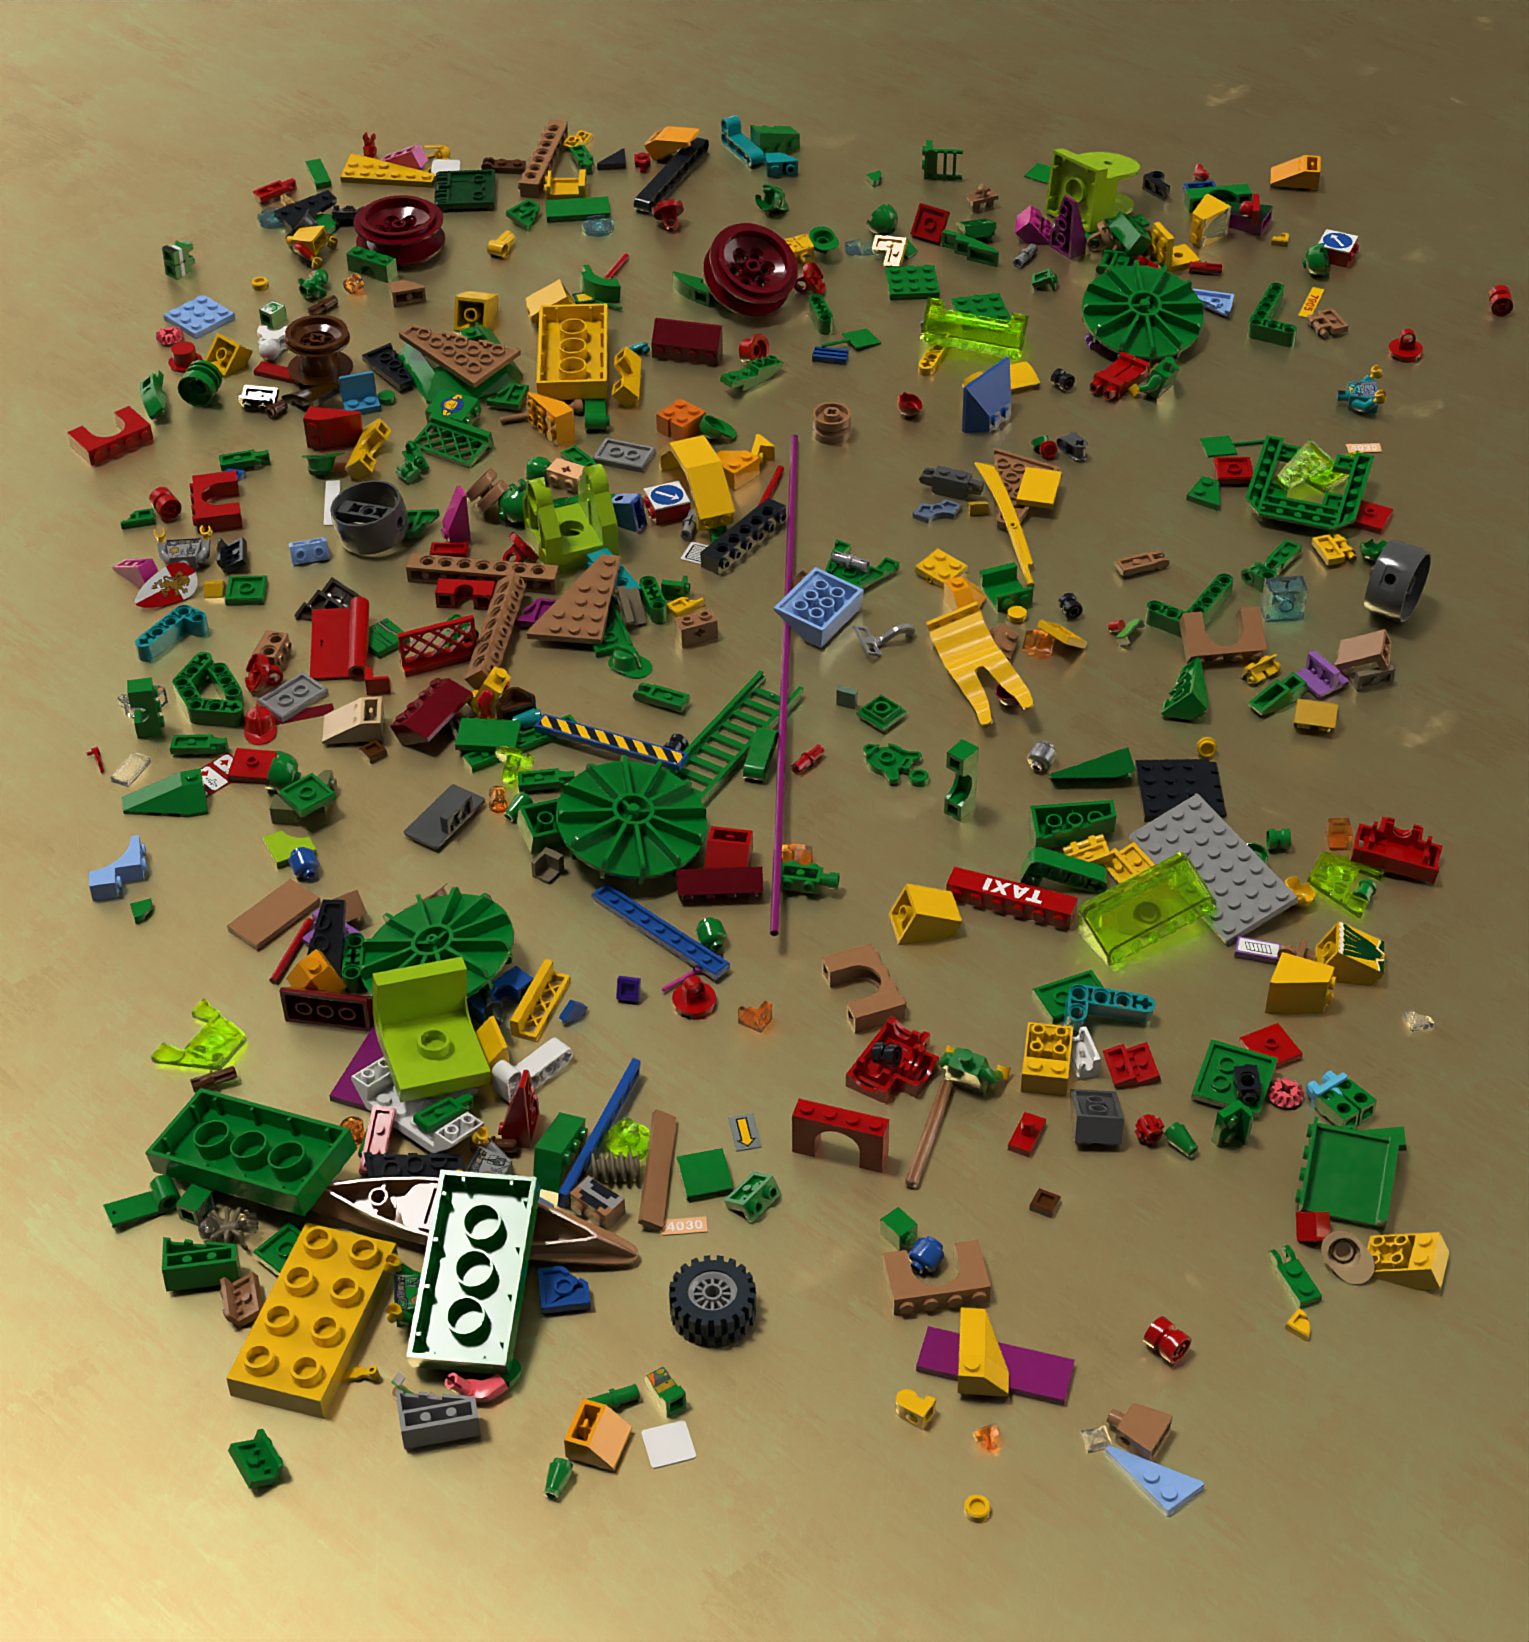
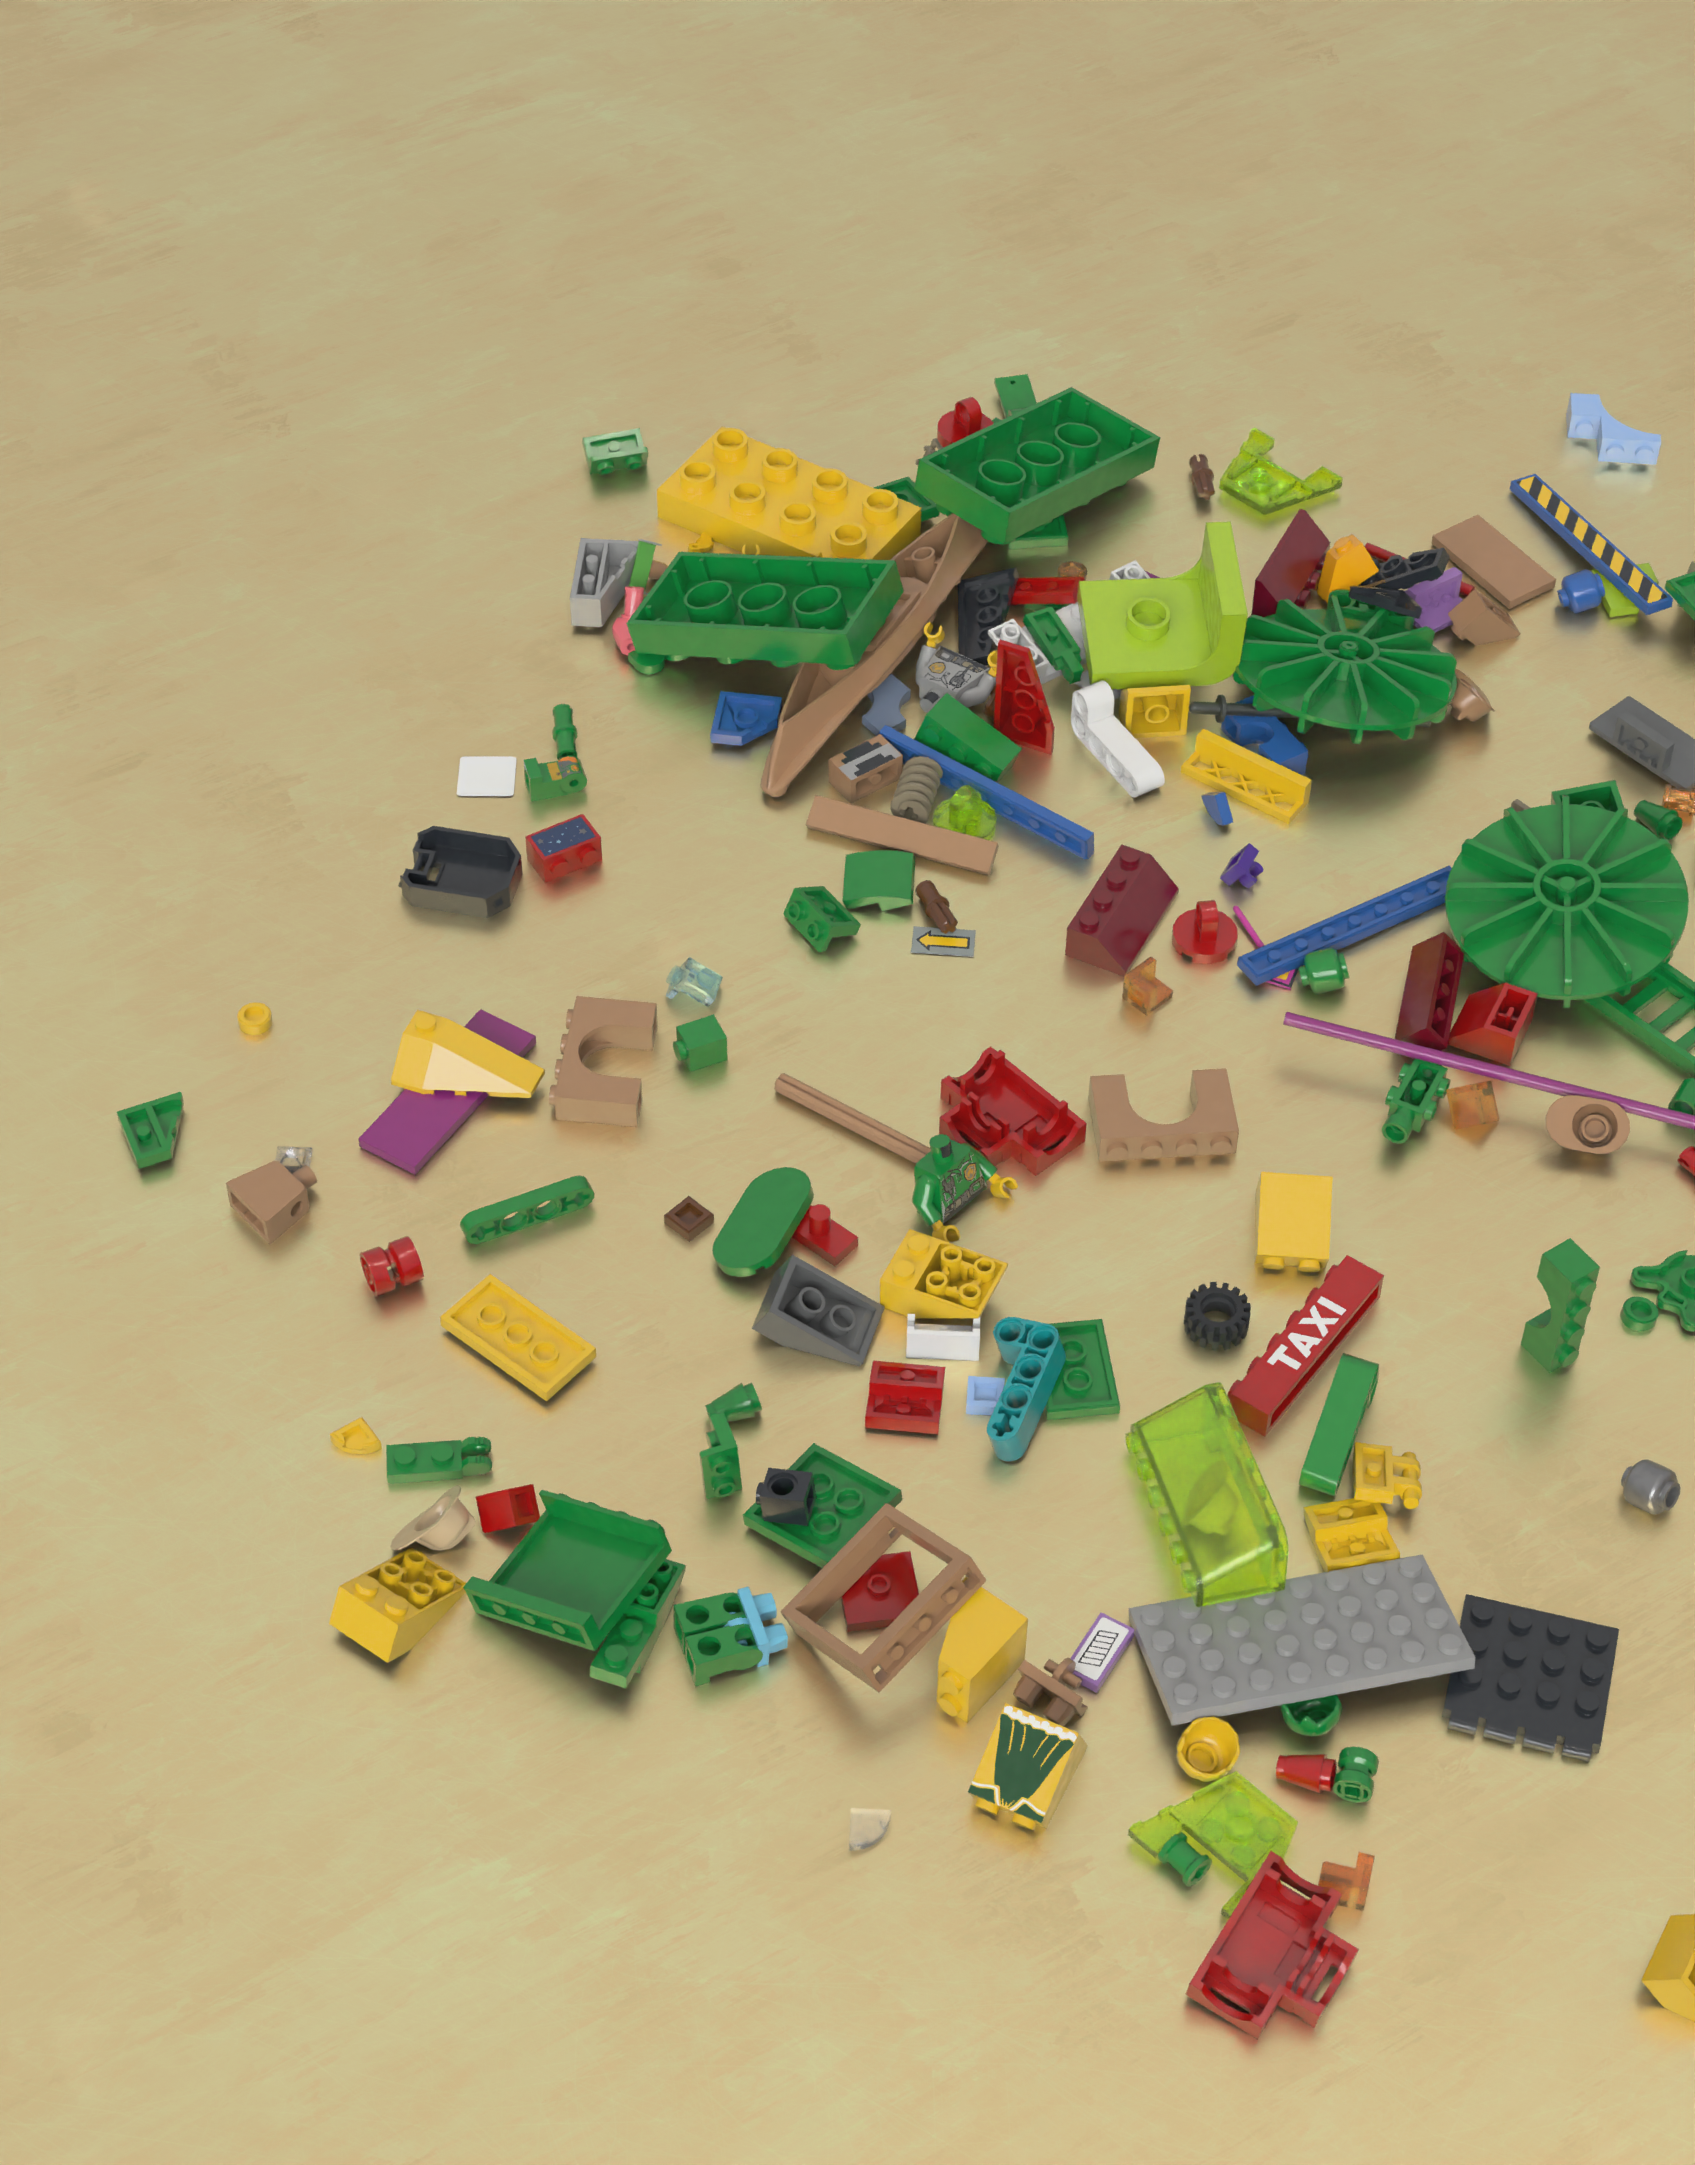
camera: 105 degrees right, 5 degrees up
(141, 909) = (1532, 447): green tile -> none
(198, 1265) = (905, 428): green wedge -> none
(205, 1211) = (961, 422): none -> red tile
(241, 1299) = (850, 457): medium nougat bracket -> none
(249, 865) = (1591, 544): none -> tile
(360, 936) = (1389, 599): none -> black tile
(557, 1477) = (482, 671): green cone -> none
(596, 1435) = (513, 702): light orange slope -> none
(684, 1225) = (806, 852): light nougat sticker -> none
(691, 1043) = (1121, 912): none -> dark red slope
(712, 1301) = (659, 835): black wheel -> none
(721, 1135) = (936, 906): none -> reddish brown axle
(740, 1360) = (563, 848): none -> red brick
(785, 1413) = (475, 872): none -> black piece
(799, 801) = (1587, 1124): none -> medium nougat piece
(843, 1251) = (694, 981): none -> clear light blue bracket
(866, 1130) = (884, 978): red arch -> none
(887, 1054) = (998, 1092): black wheel -> none
(914, 1409) = (417, 989): yellow leg -> none
(926, 1255) = (645, 1058): blue head -> none
(987, 1435) = (346, 1047): clear orange tile -> none
(1007, 948) = (1217, 1300): none -> black tyre
(1036, 1158) = (763, 1221): none -> green tile
(1069, 822) = (1458, 1456): green wedge -> none
(1083, 1284) = (564, 1197): none -> green beam
(1106, 766) = (1603, 1565): green wedge -> none
(1112, 1031) = (983, 1394): none -> light blue tile
(1112, 1530) = (152, 1128): none -> green wing
(1149, 1128) = (764, 1367): red gear -> none
(1160, 1484) = (194, 1201): light blue wing -> none
(1184, 1260) = (518, 1337): none -> yellow plate
(1206, 747) = (1634, 1753): yellow plate -> none
(1283, 1099) = (765, 1581): coral gear -> none
(1285, 856) = (1307, 1771): none -> red cone
(1313, 991) = (916, 1622): none -> medium nougat window

